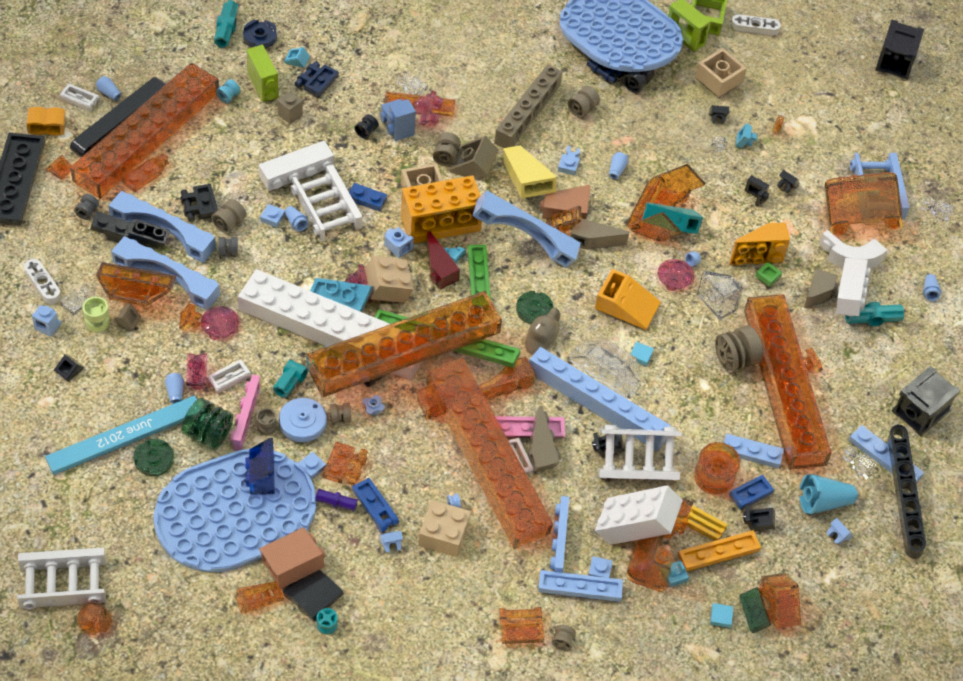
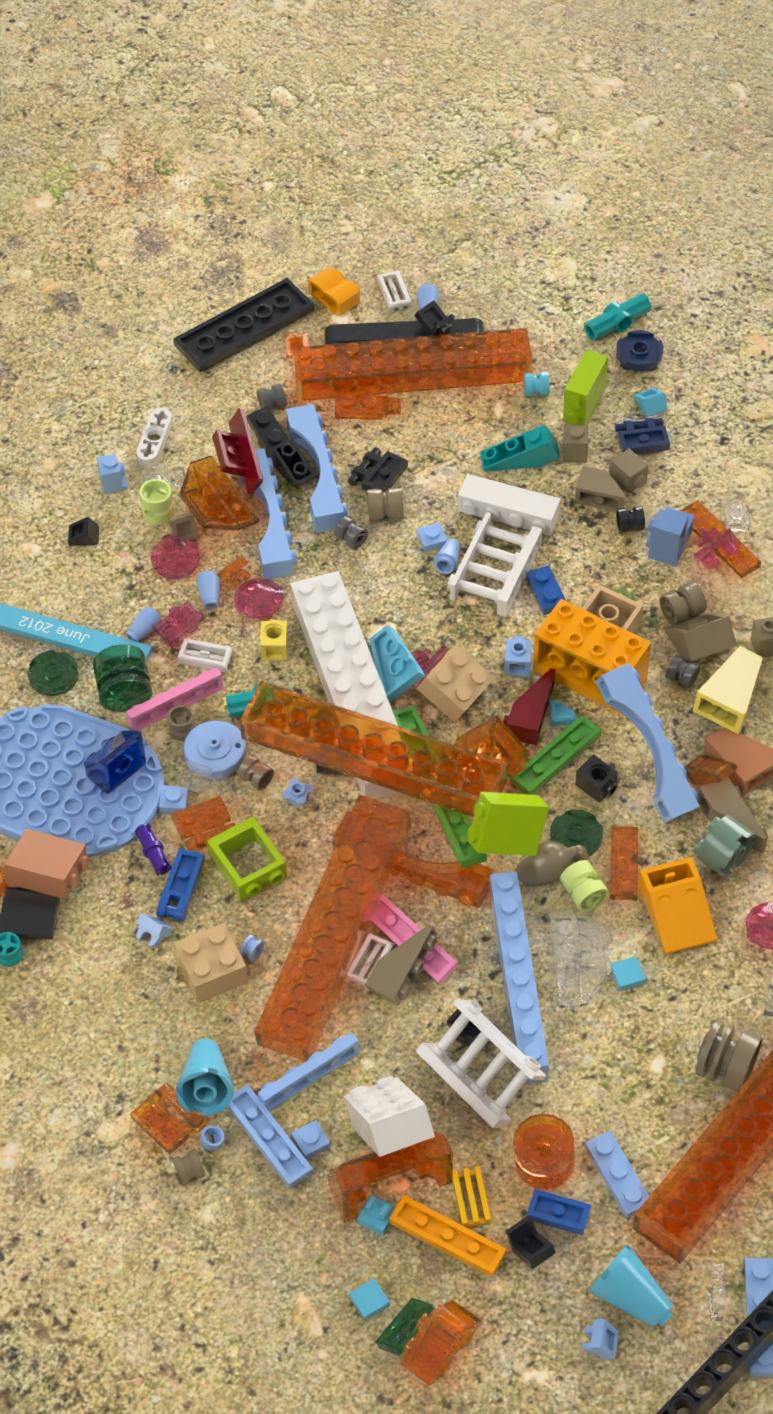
camera: 55 degrees right, 0 degrees up
(117, 246) = (237, 452): none -> dark red bracket
(134, 93) = (434, 319): none -> black bracket
(144, 337) = (175, 557): none -> clear pink dish
(187, 339) = (209, 587): none -> light blue cone
(263, 342) = (274, 640): none -> light yellow brick
(265, 133) = (522, 451): none -> teal slope
(318, 440) = (198, 778): none -> clear plate
(332, 123) = (598, 490): none -> dark tan slope
(335, 101) = (629, 470): none -> dark tan brick
(390, 474) = (236, 838): none -> lime window
(447, 291) = (497, 741): none -> clear orange brick
(488, 183) = (682, 671): none -> dark grey wheel
(513, 271) = (596, 769): none -> black brick
(518, 322) = (507, 823): none -> lime brick
(520, 584) = (205, 1080): none -> medium azure cone
(555, 613) = (217, 1138): none -> light blue hinge
(574, 302) = (624, 863): none -> clear orange tile
(574, 327) = (582, 882): none -> yellowish green wheel
(615, 251) = (725, 845): none -> sand green brick

